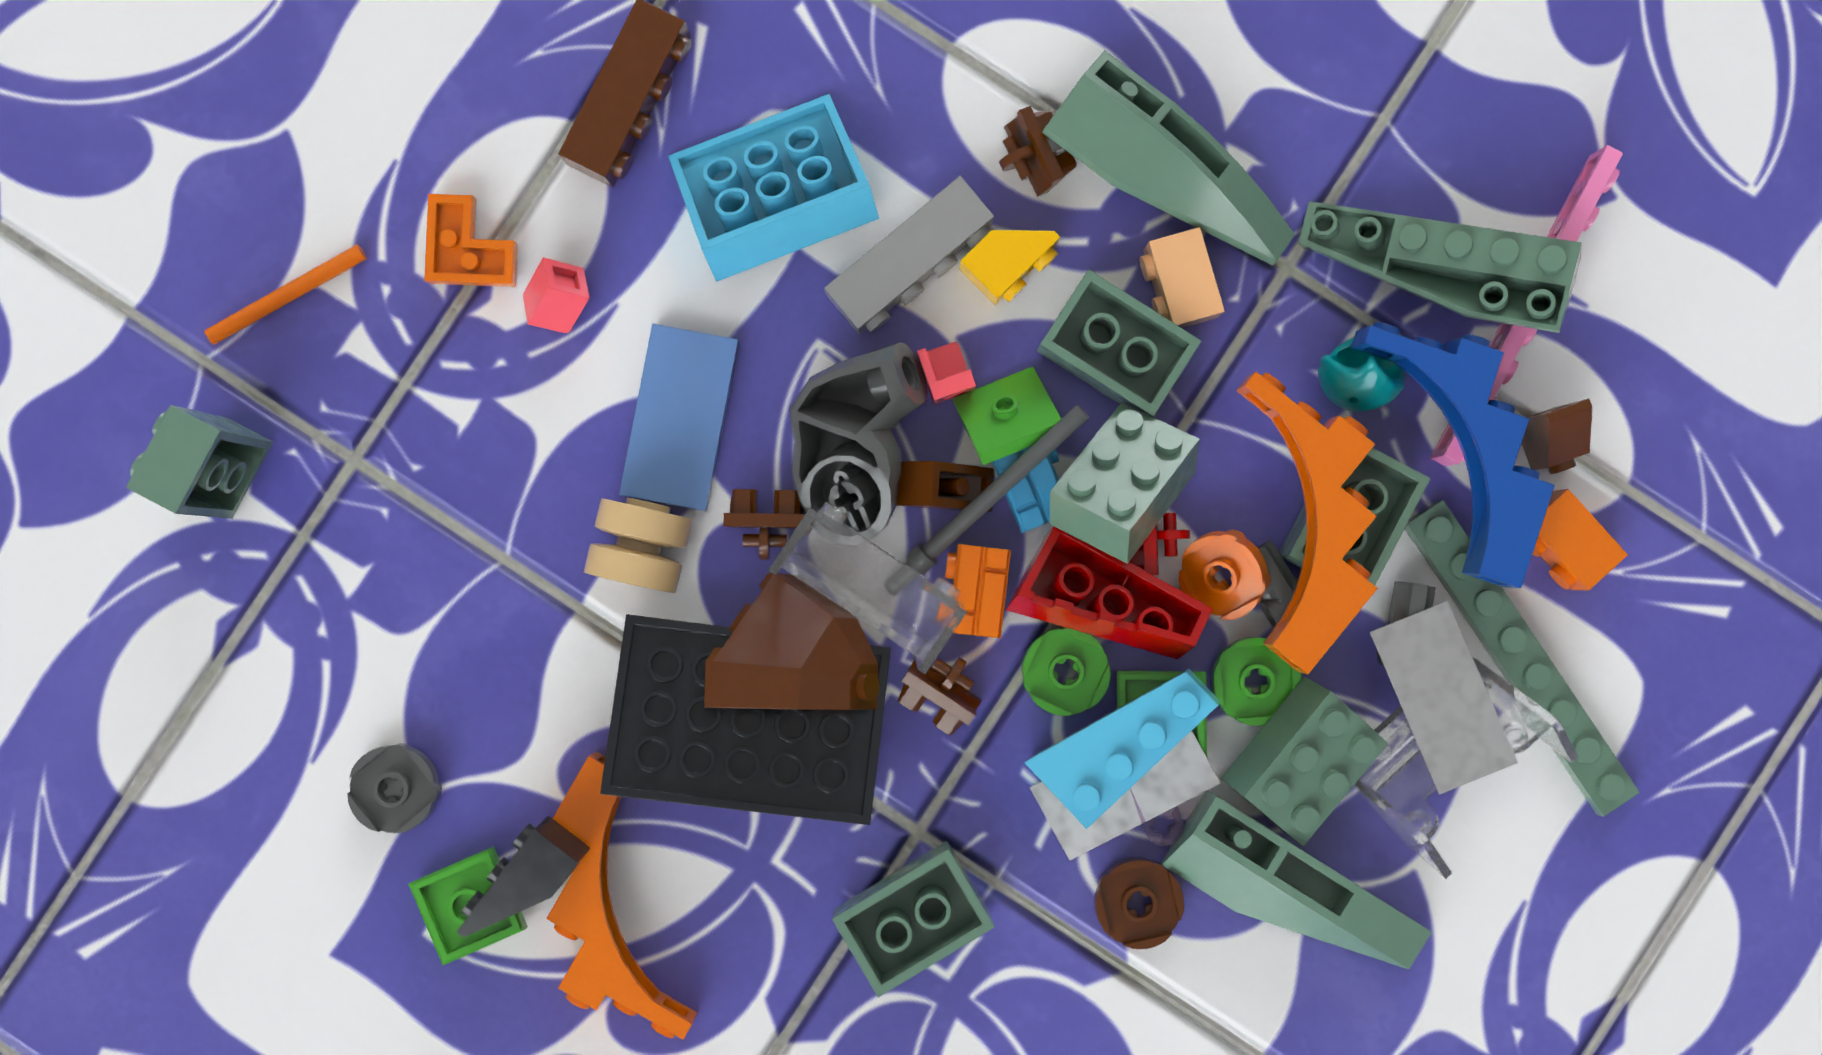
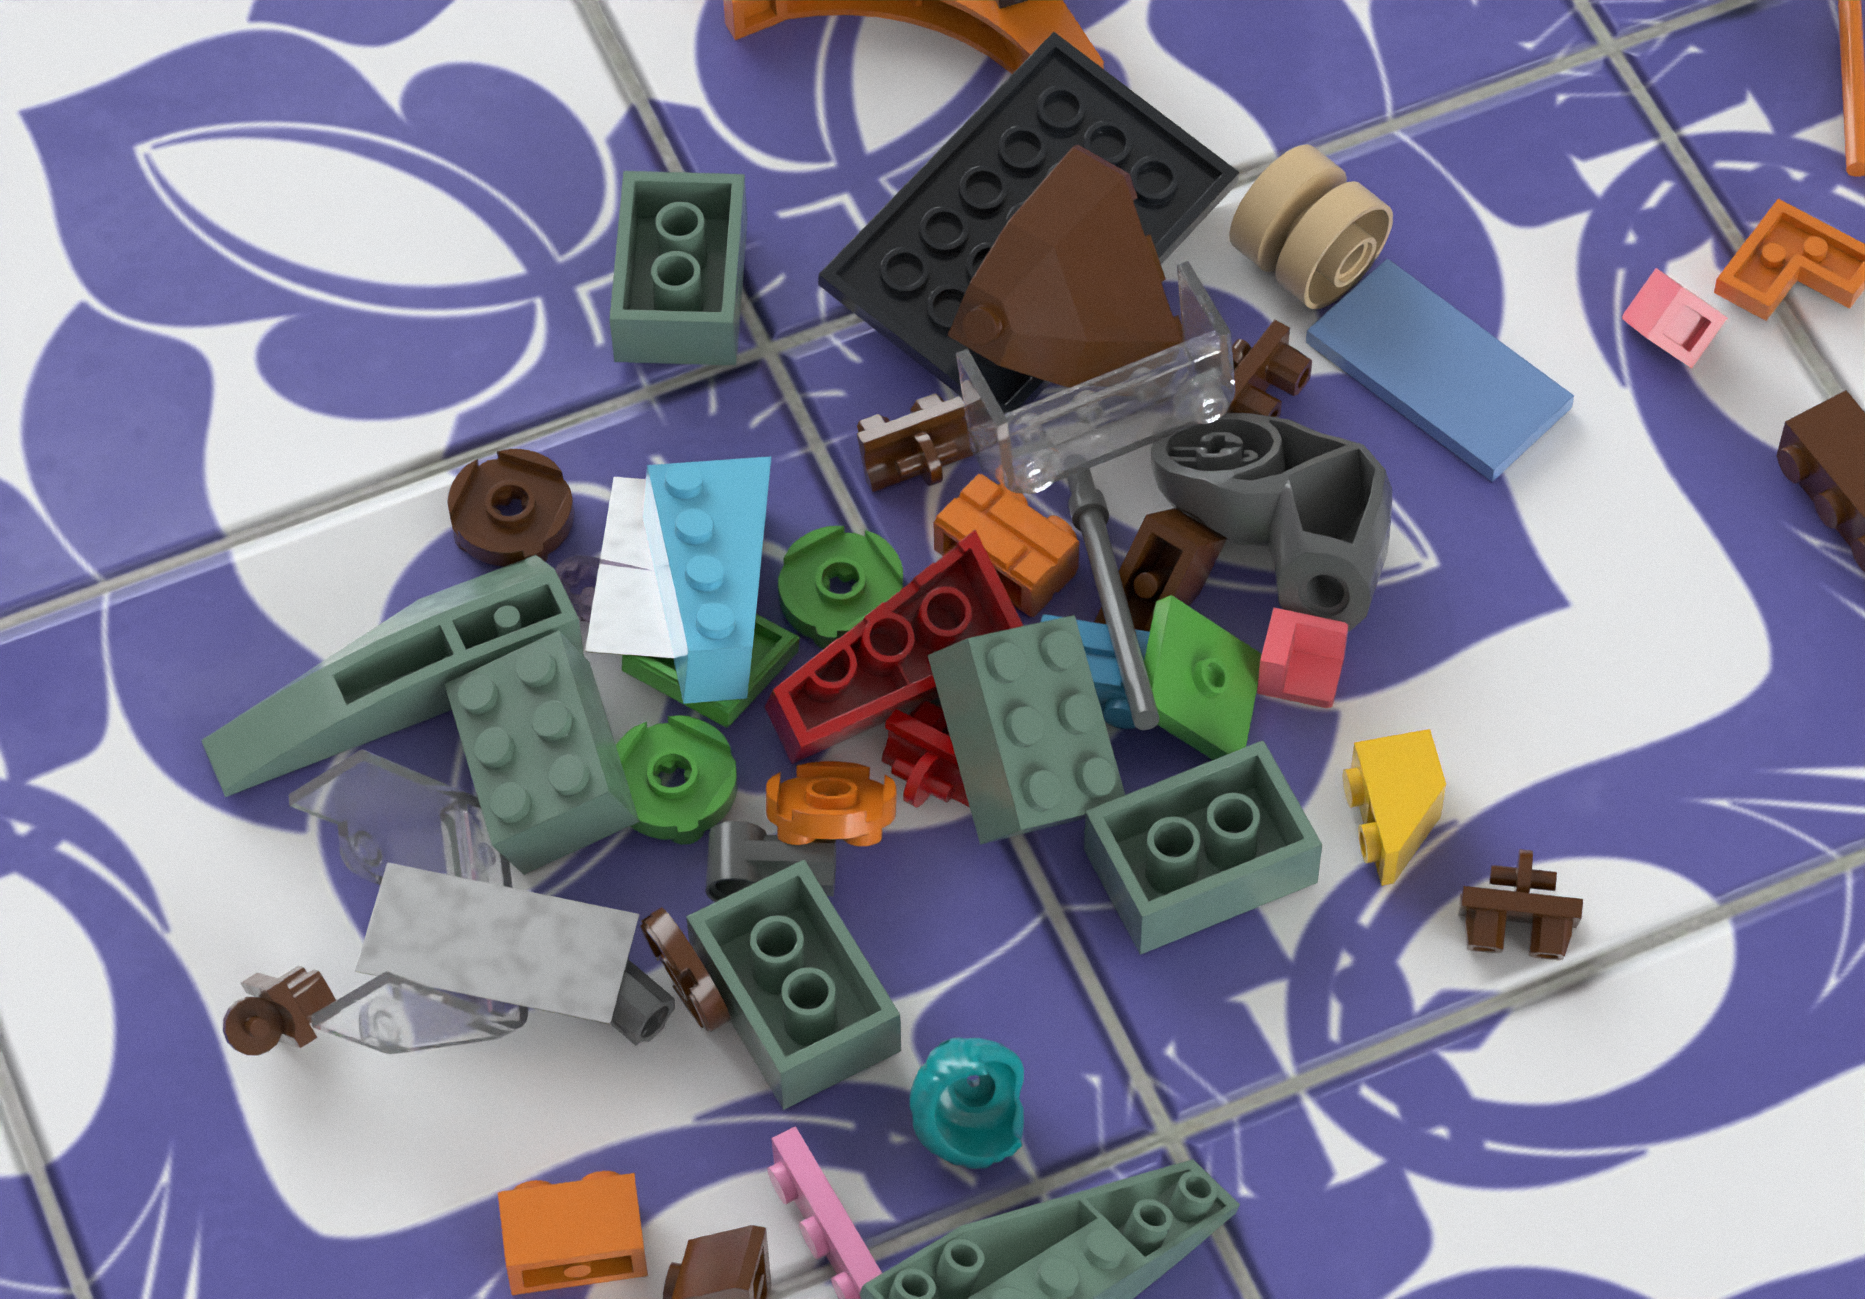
camera: 130 degrees right, 30 degrees down
(773, 187) = (1662, 602): medium azure slope -> none
(909, 256) = (1473, 698): light grey brick -> none
(1165, 158) = (1403, 1032): sand green wedge -> none
(1182, 278) = (1235, 980): light nougat brick -> none
(1328, 587) = (817, 913): orange arch -> none
(1394, 583) = (685, 970): none -> reddish brown tile
(1506, 498) = (791, 1170): blue arch -> none
(1520, 656) = (467, 1098): sand green plate -> none
(1560, 790) = (277, 1011): none -> reddish brown hips

